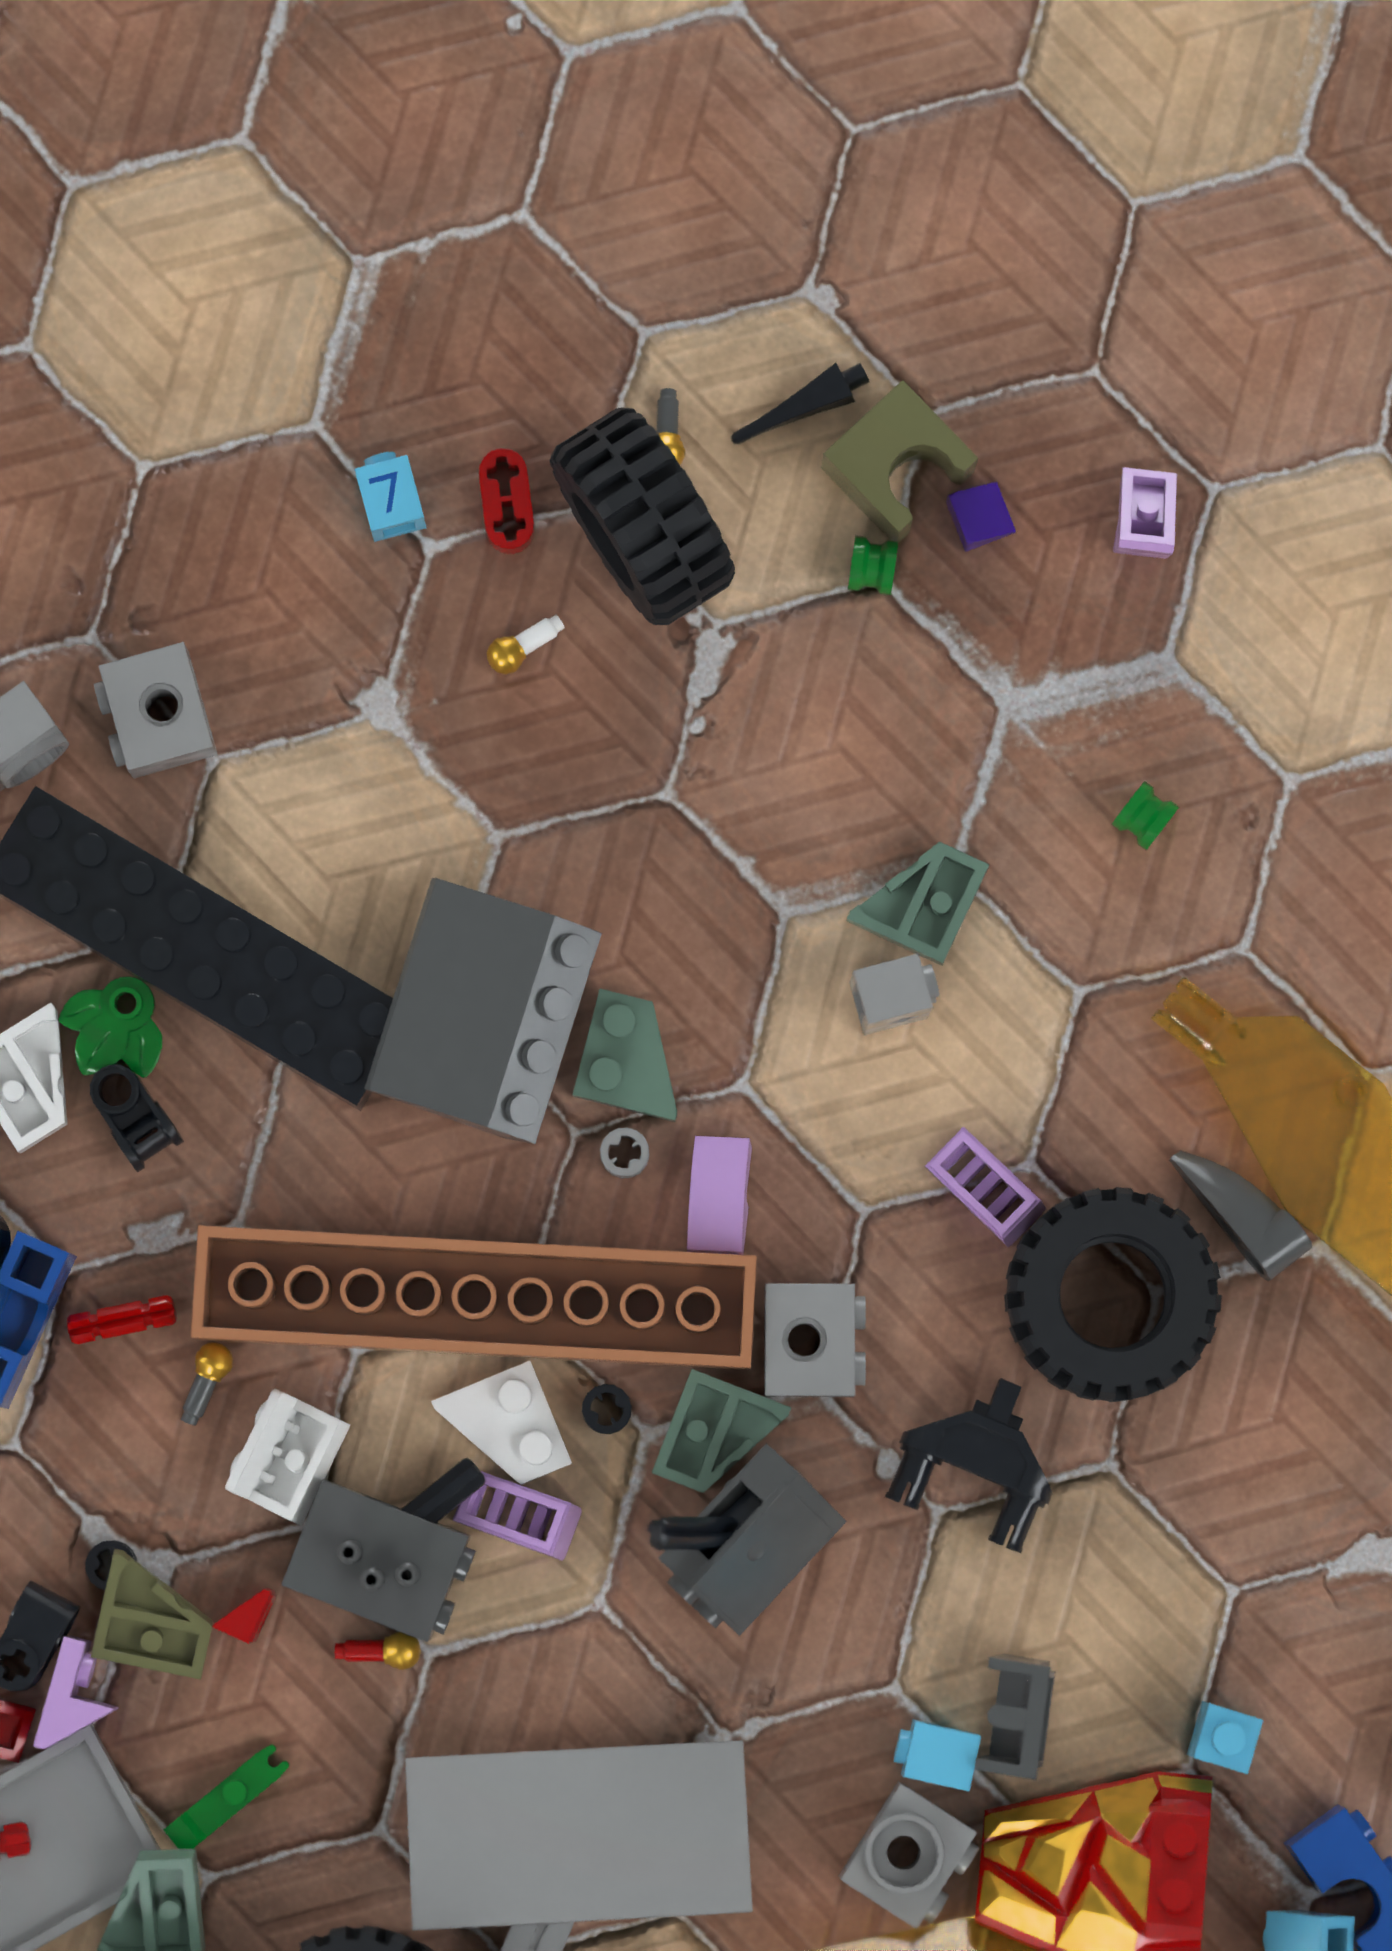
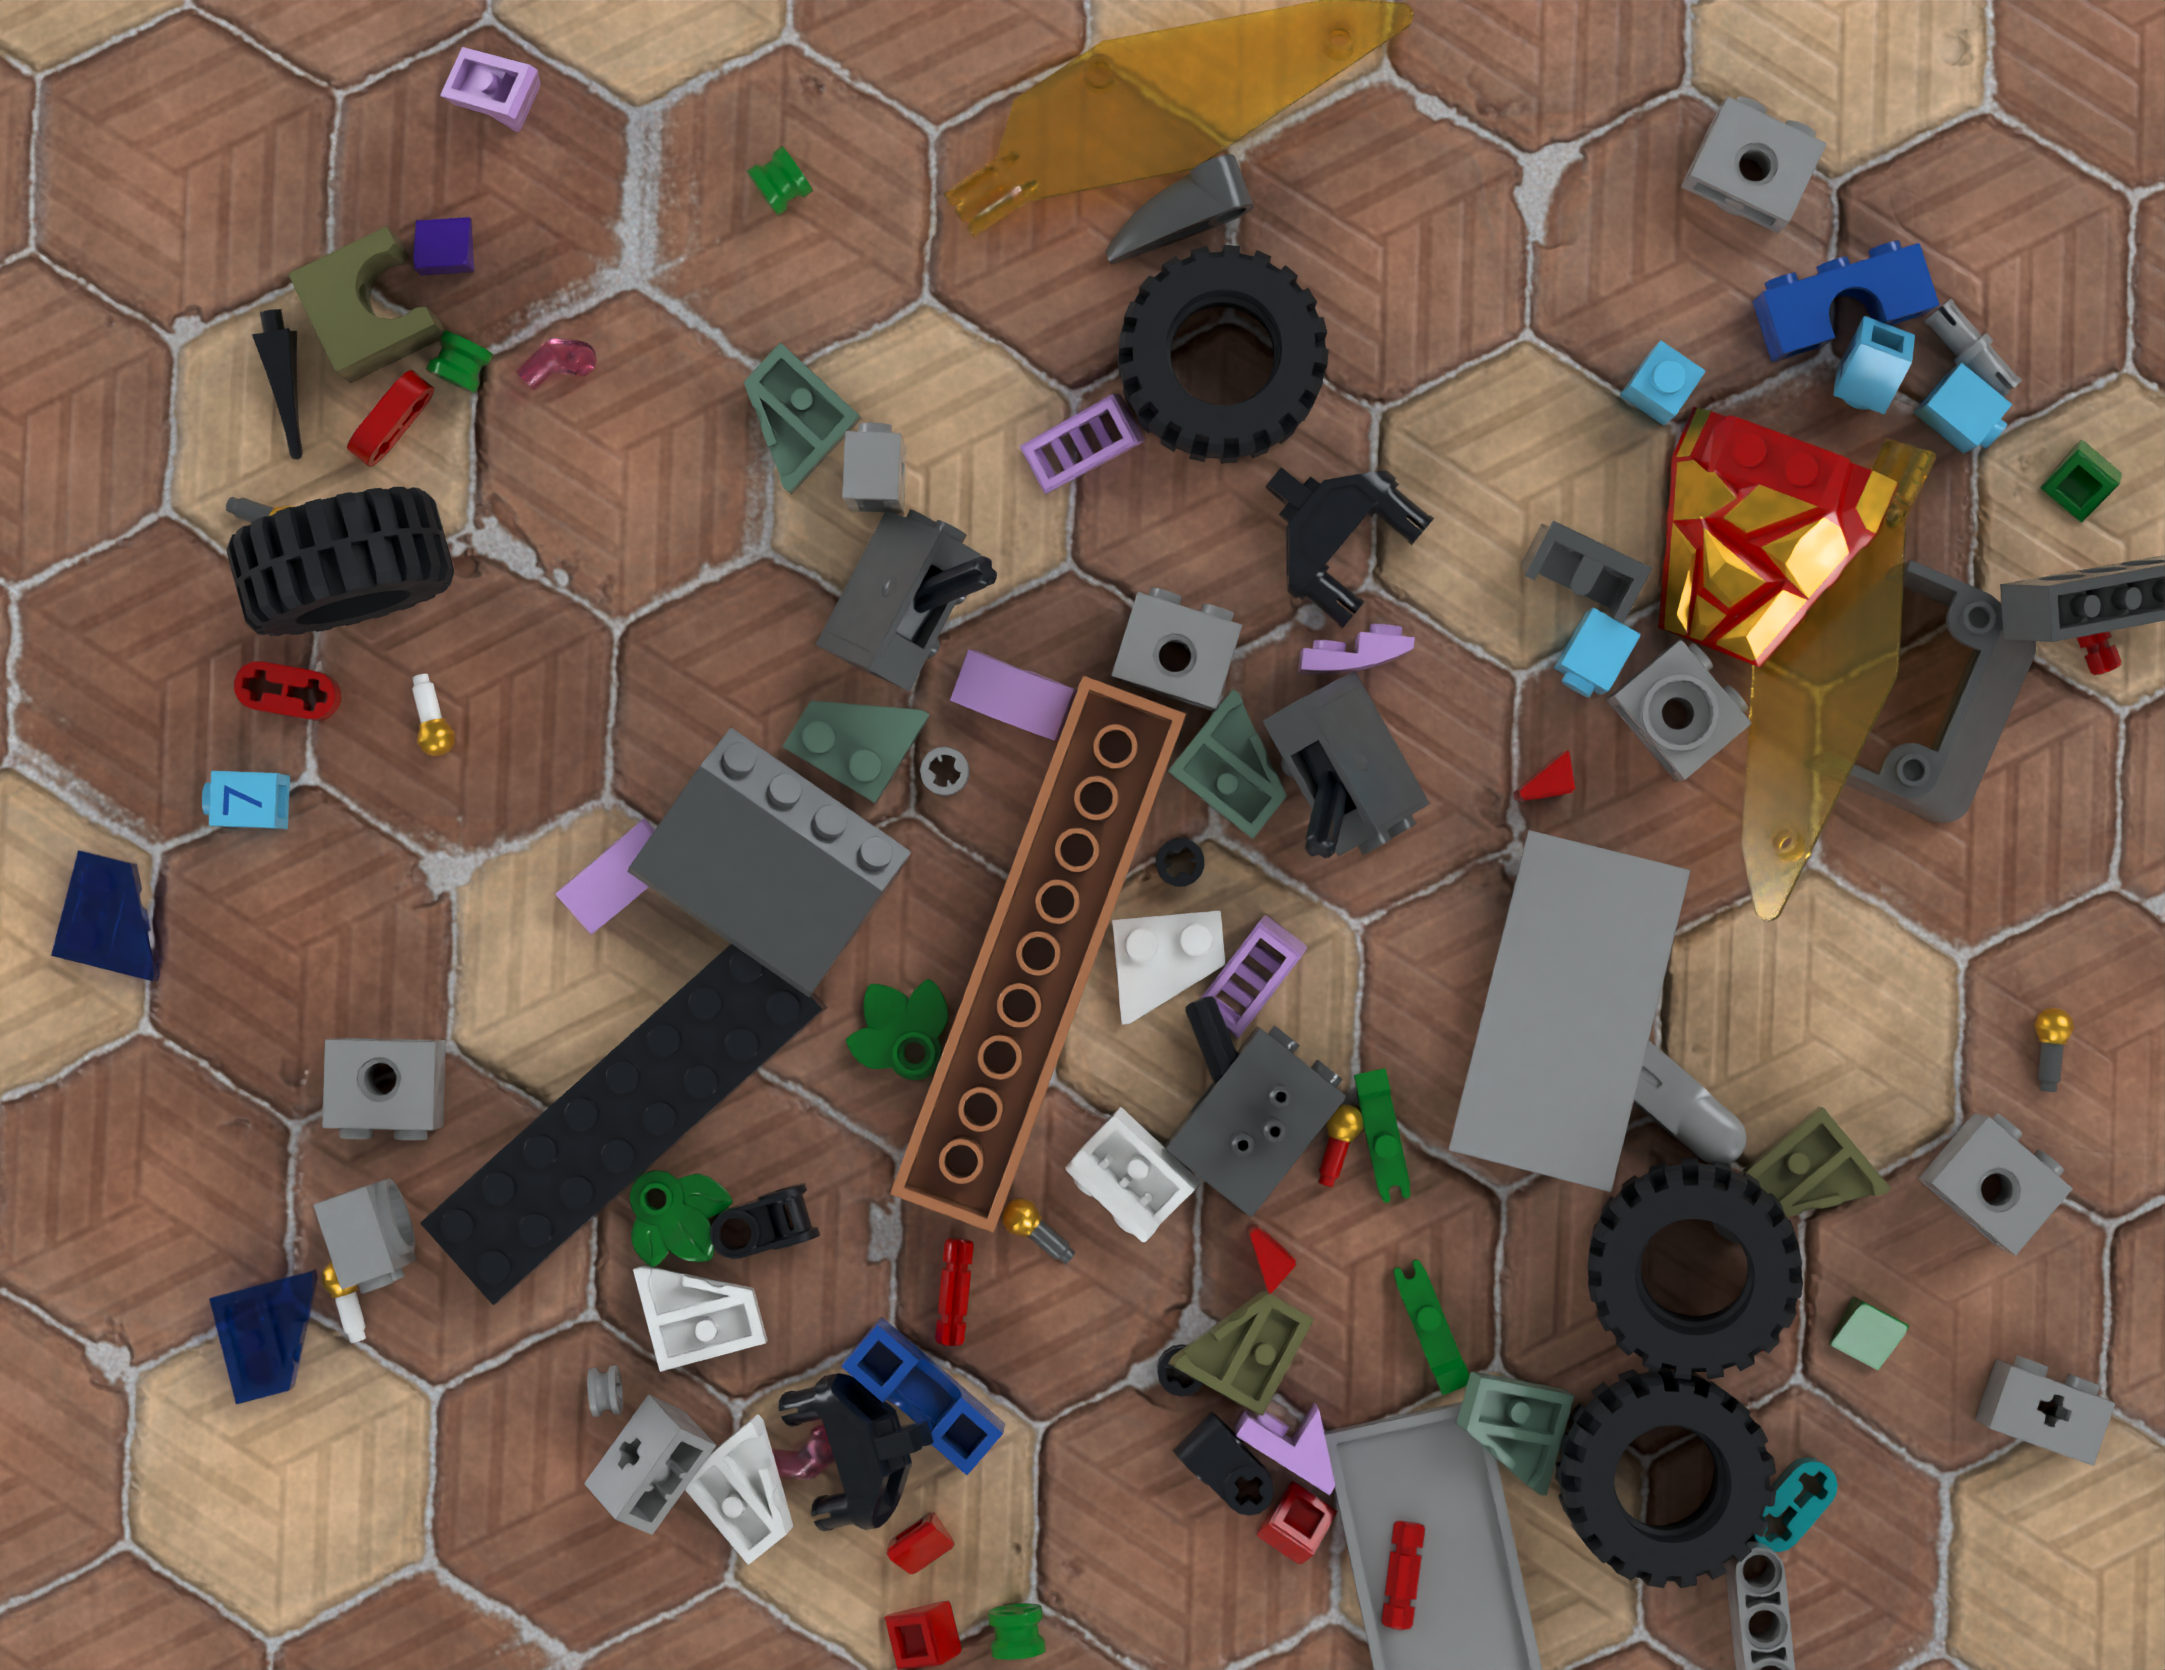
camera: 65 degrees left, 5 degrees up
(235, 398) = (105, 918): none -> clear blue wing
(366, 1182) = (896, 1022): none -> green plate
(403, 1690) = (1382, 1132): none -> green piece
(413, 860) = (605, 884): none -> lavender slope
(779, 1059) = (903, 596): none -> dark grey piece
(797, 1747) = (1550, 781): none -> red slope
(798, 517) = (390, 418): none -> red beam
(877, 1537) = (1371, 650): none -> lavender slope
(909, 658) = (558, 356): none -> clear pink arm

